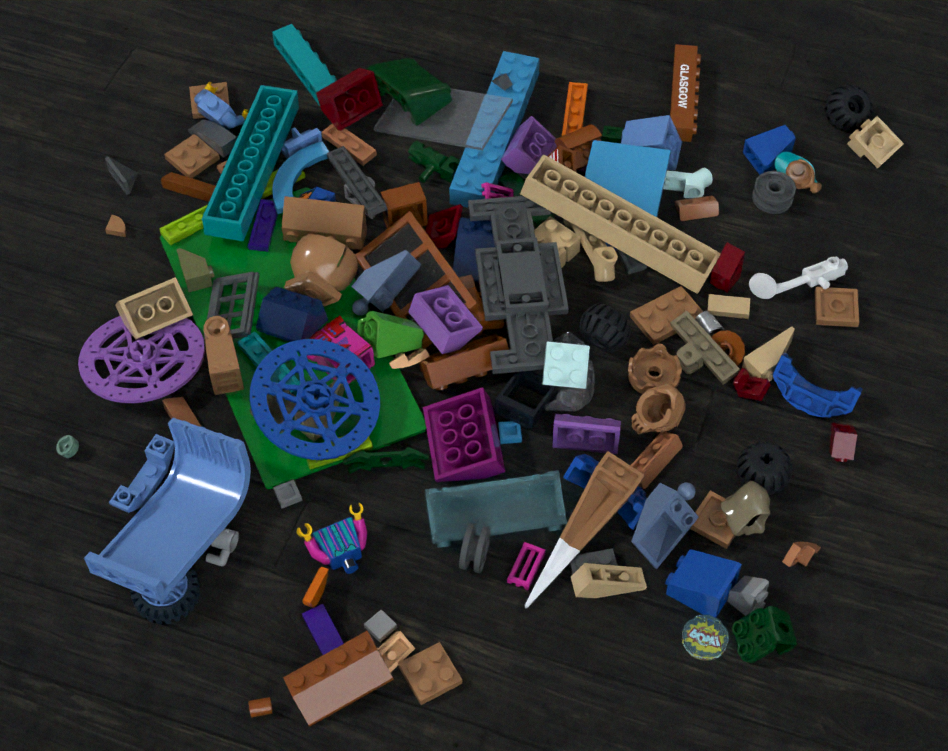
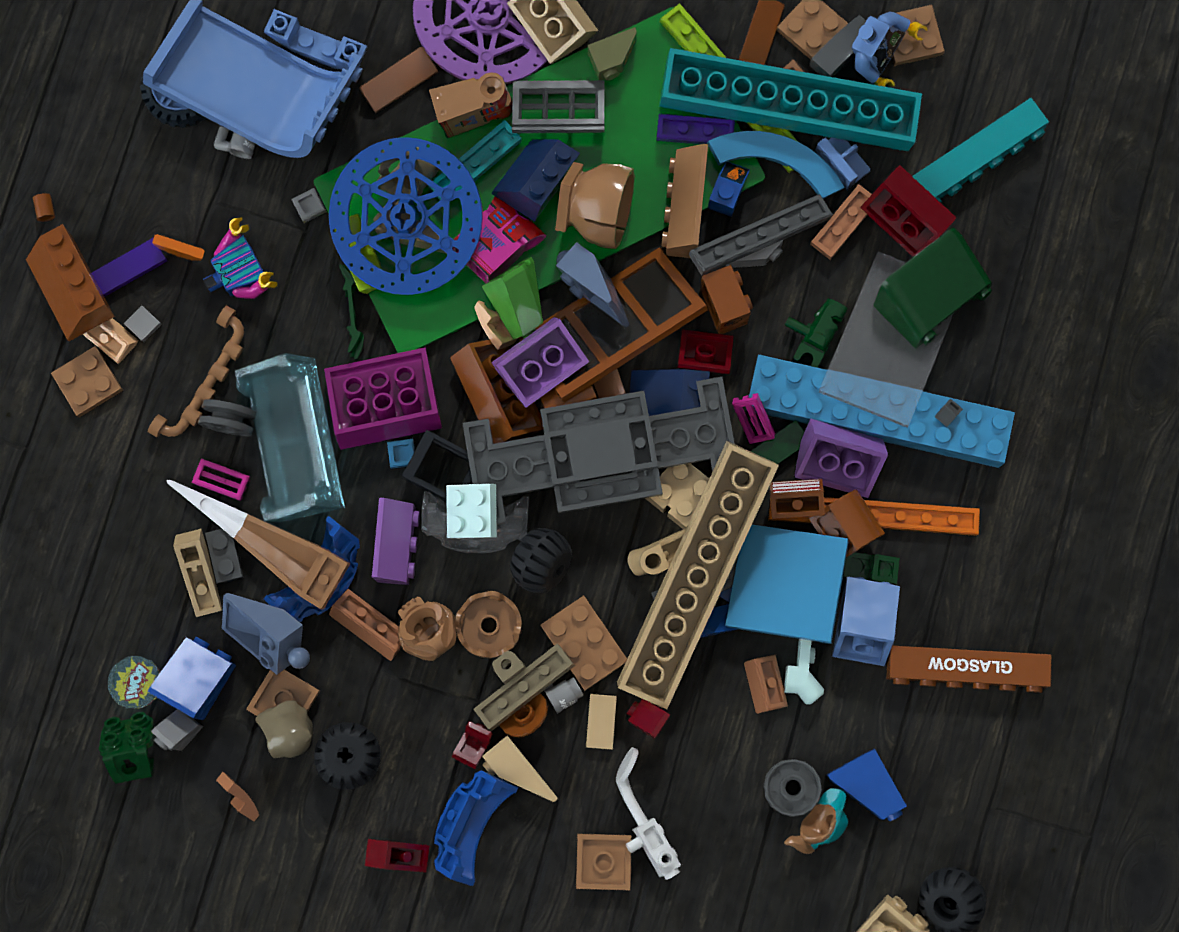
camera: 90 degrees right, 25 degrees up
(430, 565) = (217, 372): none -> medium nougat bar

